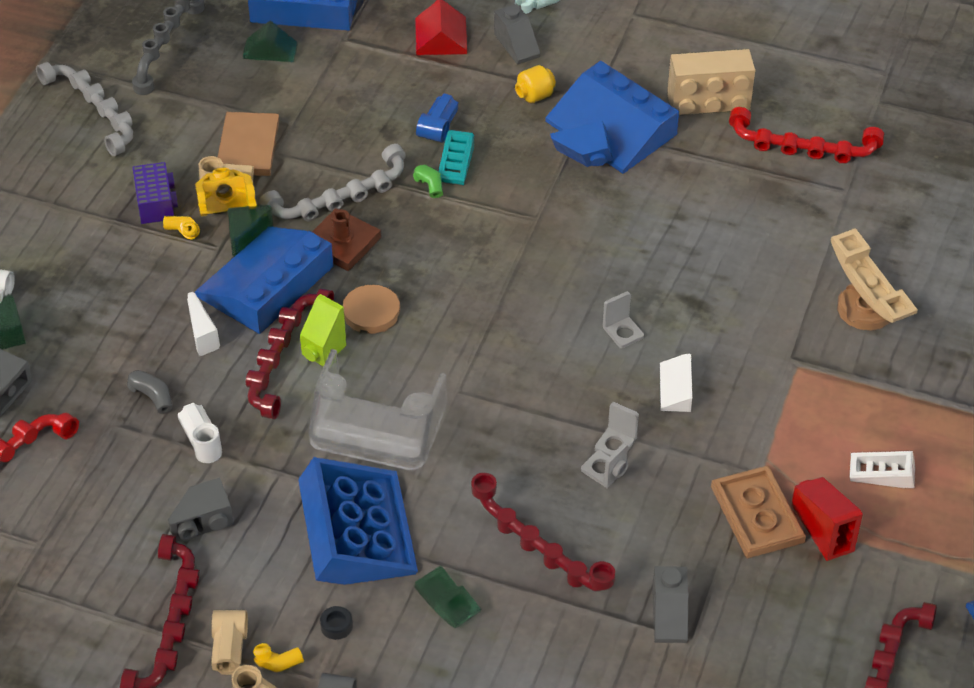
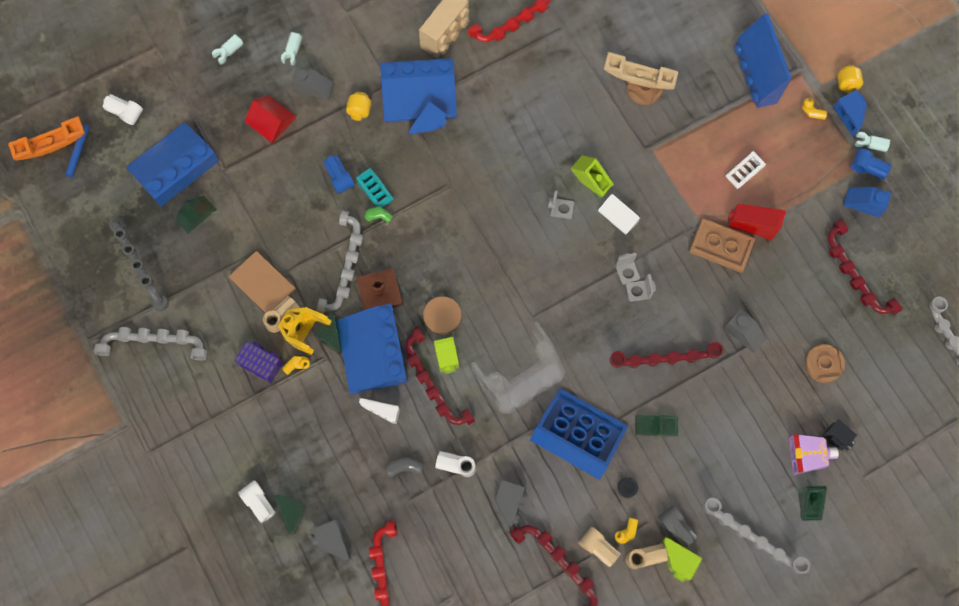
camera: 50 degrees left, 25 degrees up
(694, 325) = (592, 175): none -> lime slope

